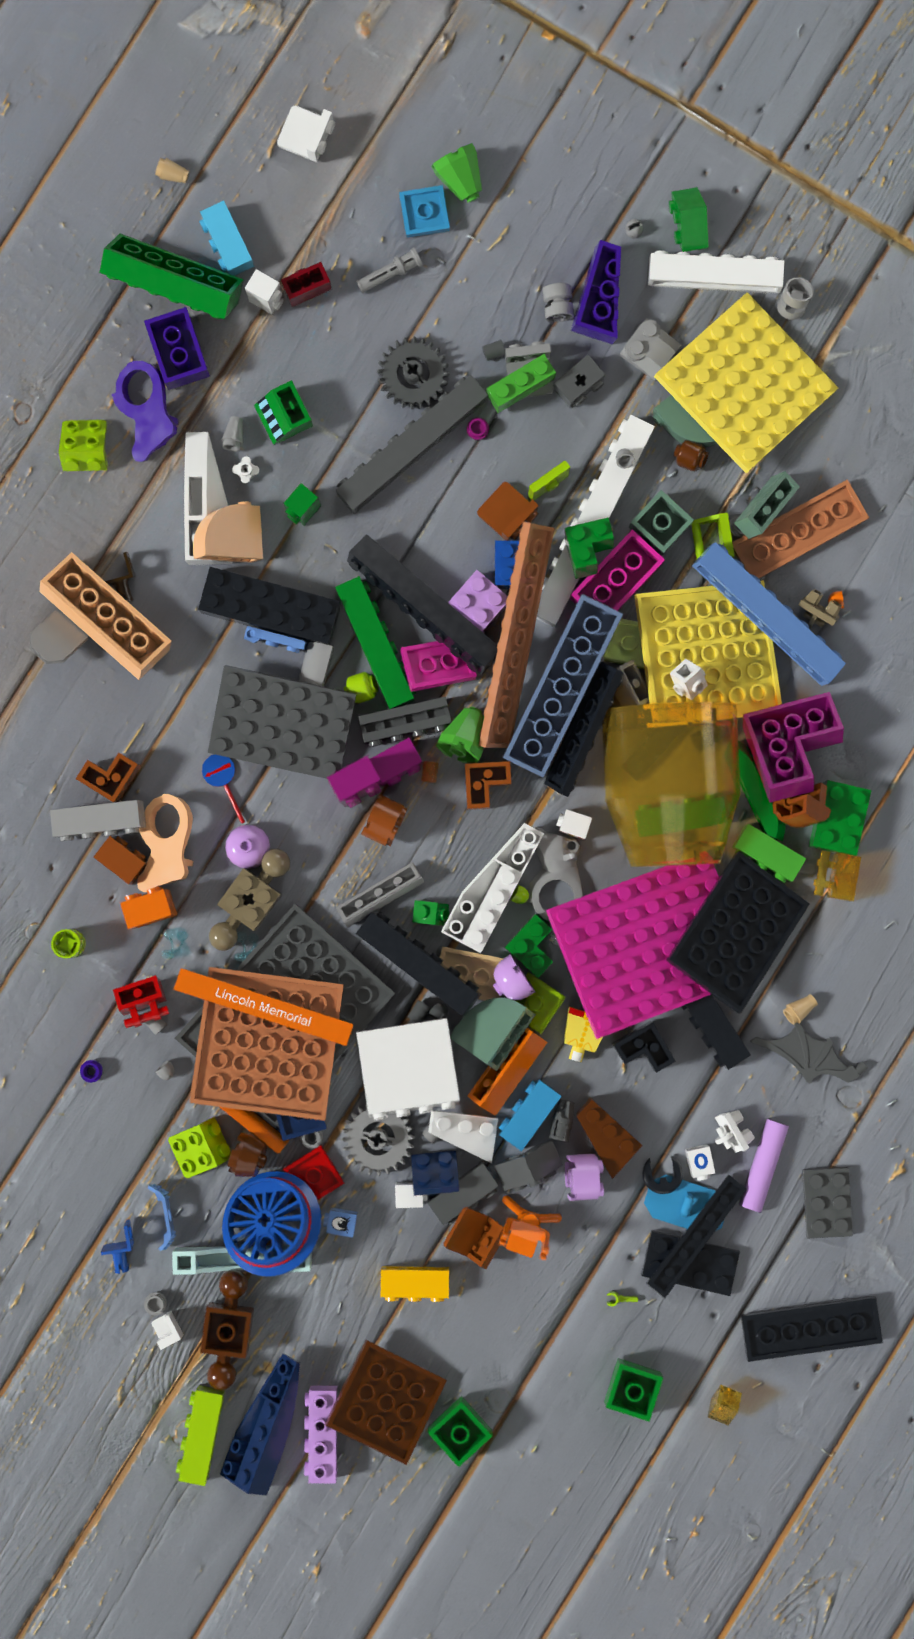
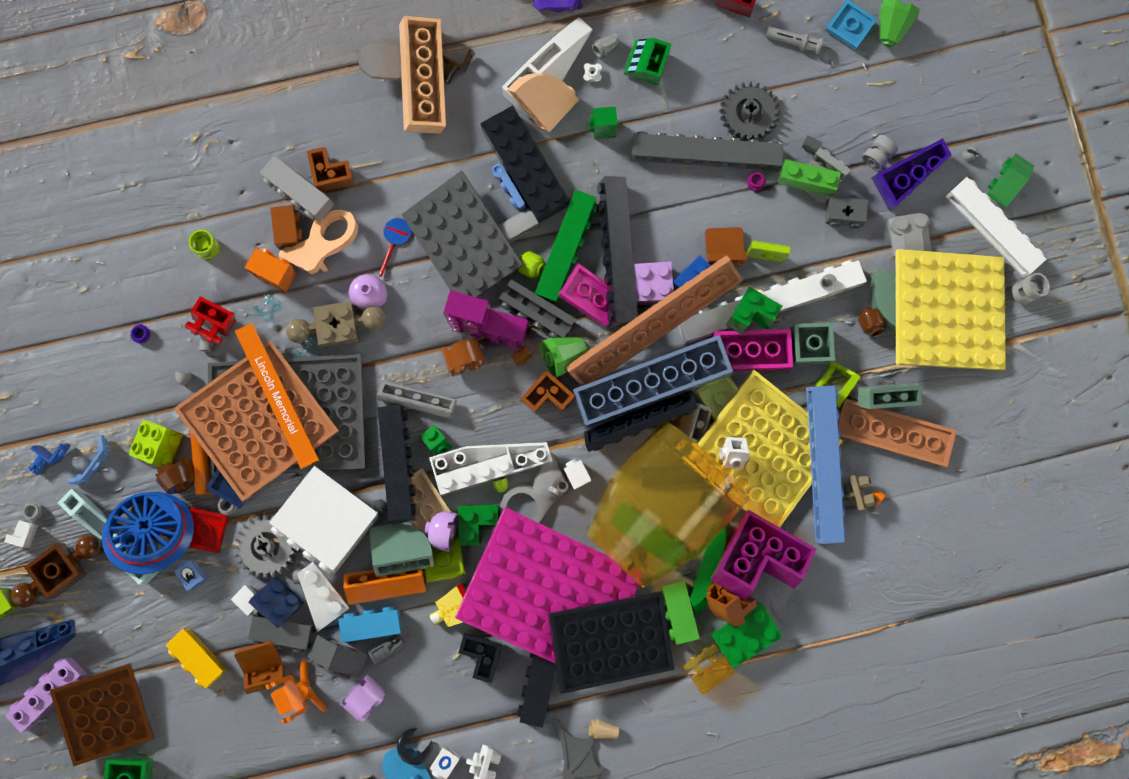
camera: 45 degrees right, 5 degrees down
(419, 1012) = (368, 494): dark grey hinge -> none
(608, 1137) = (403, 690): reddish brown wedge -> none

